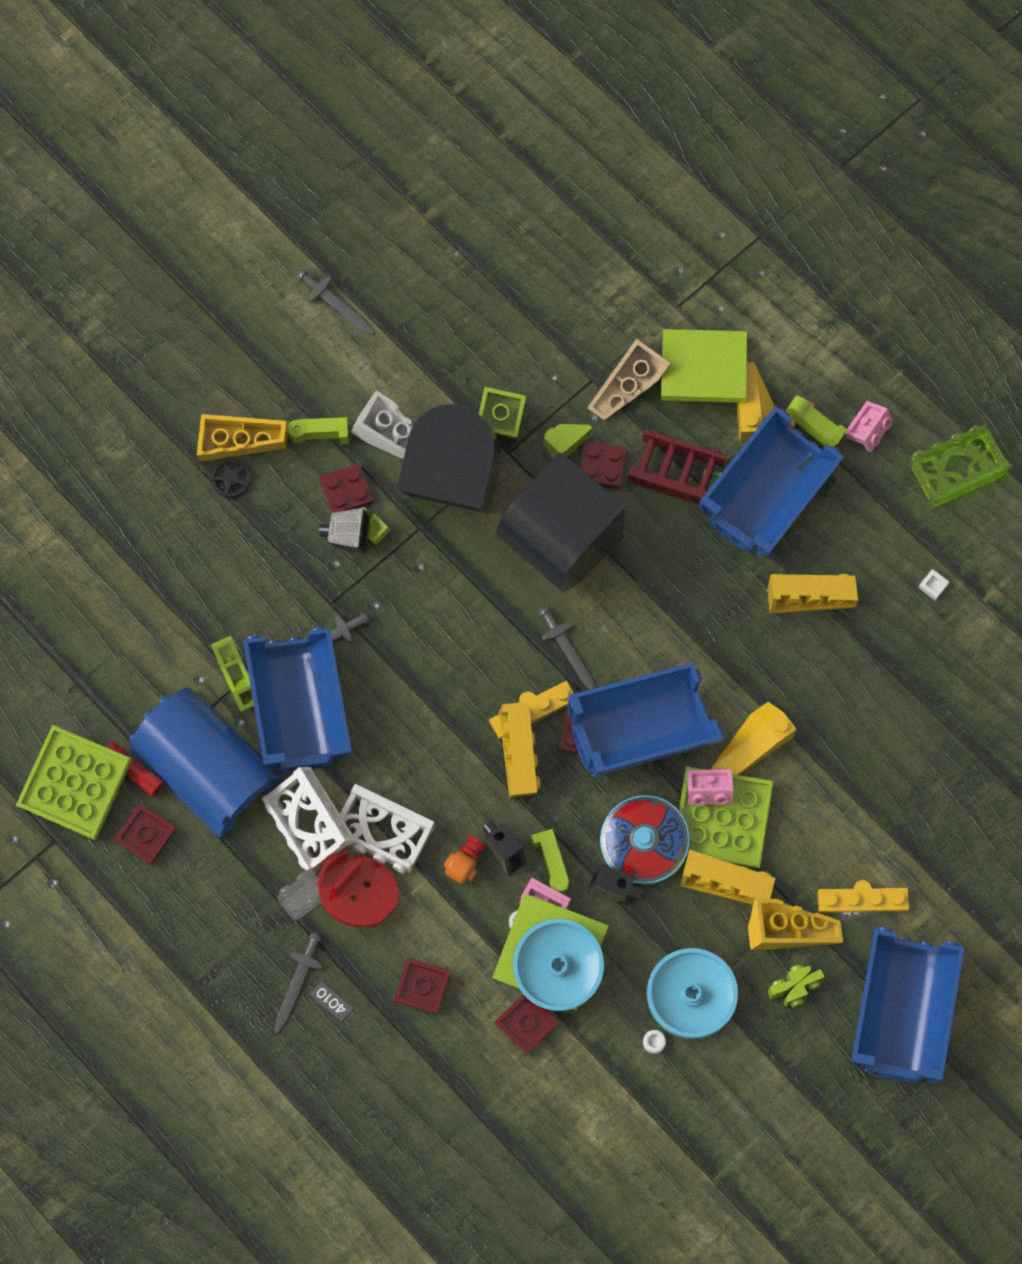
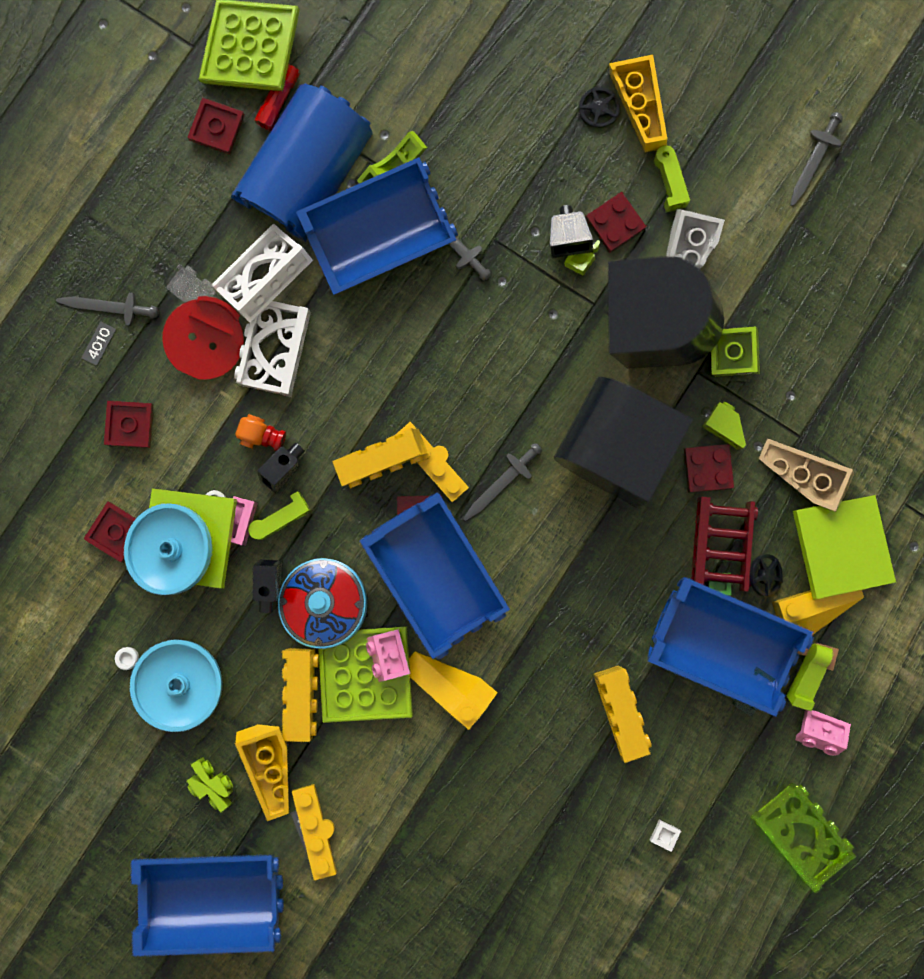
camera: 75 degrees right, 15 degrees up
(714, 438) = (766, 575): none -> black wheel

